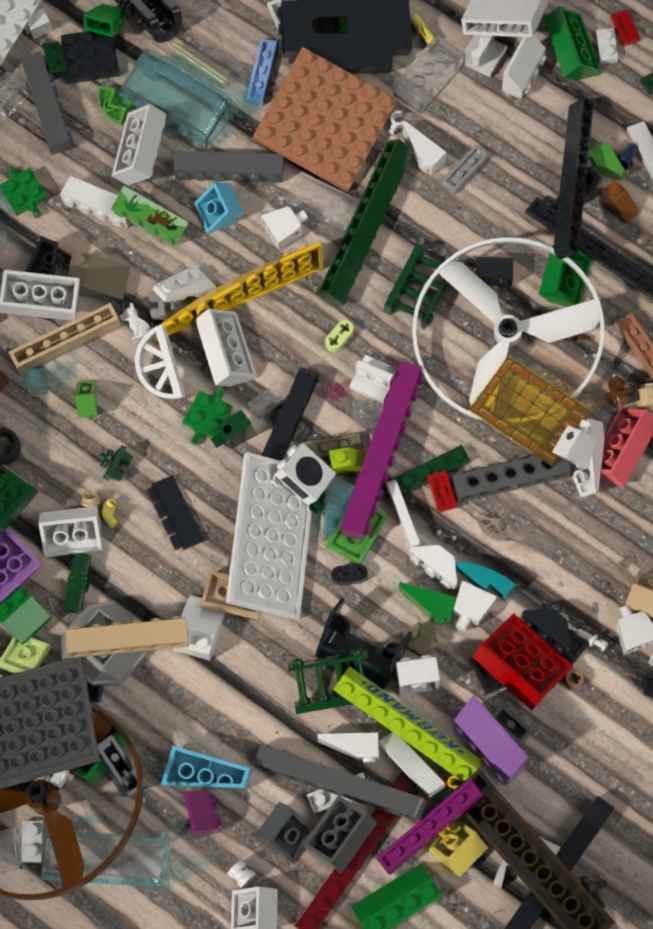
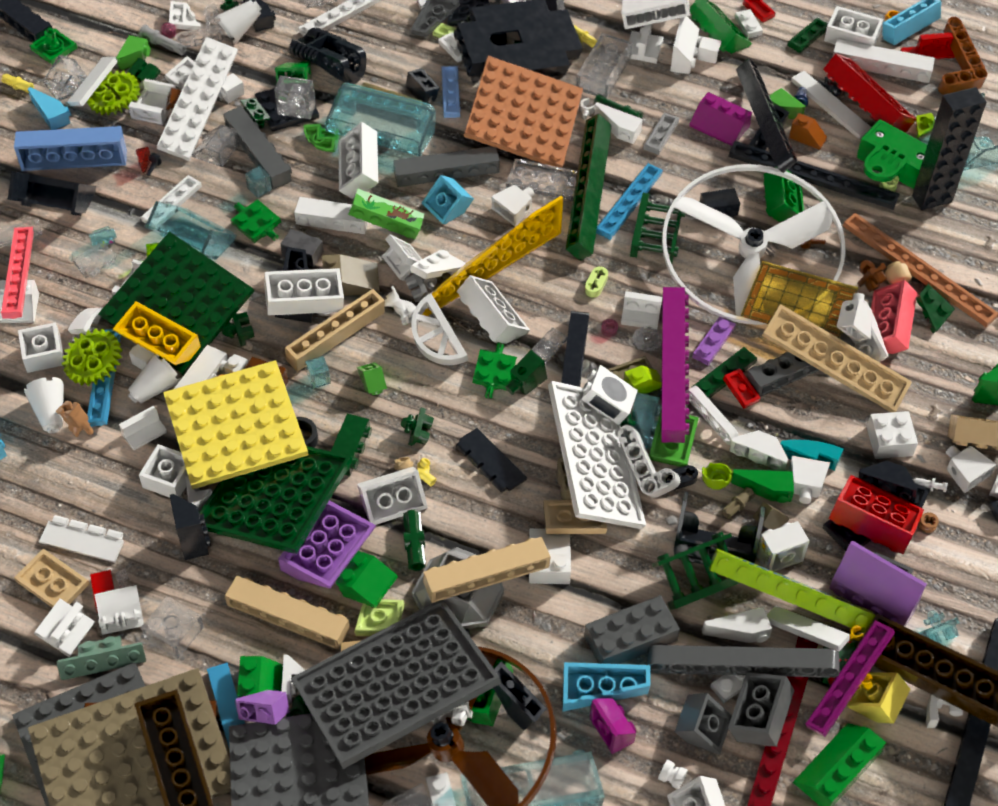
camera: 20 degrees left, 15 degrees down
(36, 146) = (258, 181): none -> clear light blue brick
(47, 465) = (352, 439): none -> dark green brick
(58, 230) = (312, 245): none -> flat silver brick
(94, 55) = (295, 97): none -> clear brick
(153, 266) = (400, 256): none -> white bracket
(232, 60) = (421, 85): none -> black hinge
(248, 726) = (631, 631): none -> dark grey brick
(318, 552) = (642, 460): none -> white beam
(384, 582) = (716, 476): none -> lime hair
(396, 615) = (738, 502): none -> dark tan axle
(404, 246) = (628, 201): none -> dark azure tile
(433, 134) = (627, 109): none -> dark green pin
(435, 430) = (714, 340): none -> medium lavender plate
(530, 795) = (948, 628): none -> clear light blue hips
(531, 166) = (721, 119): none -> magenta slope
(544, 484) = (837, 358): none -> tan plate
(549, 74) = (708, 50): none -> white panel
(572, 578) = (892, 435): none -> white brick

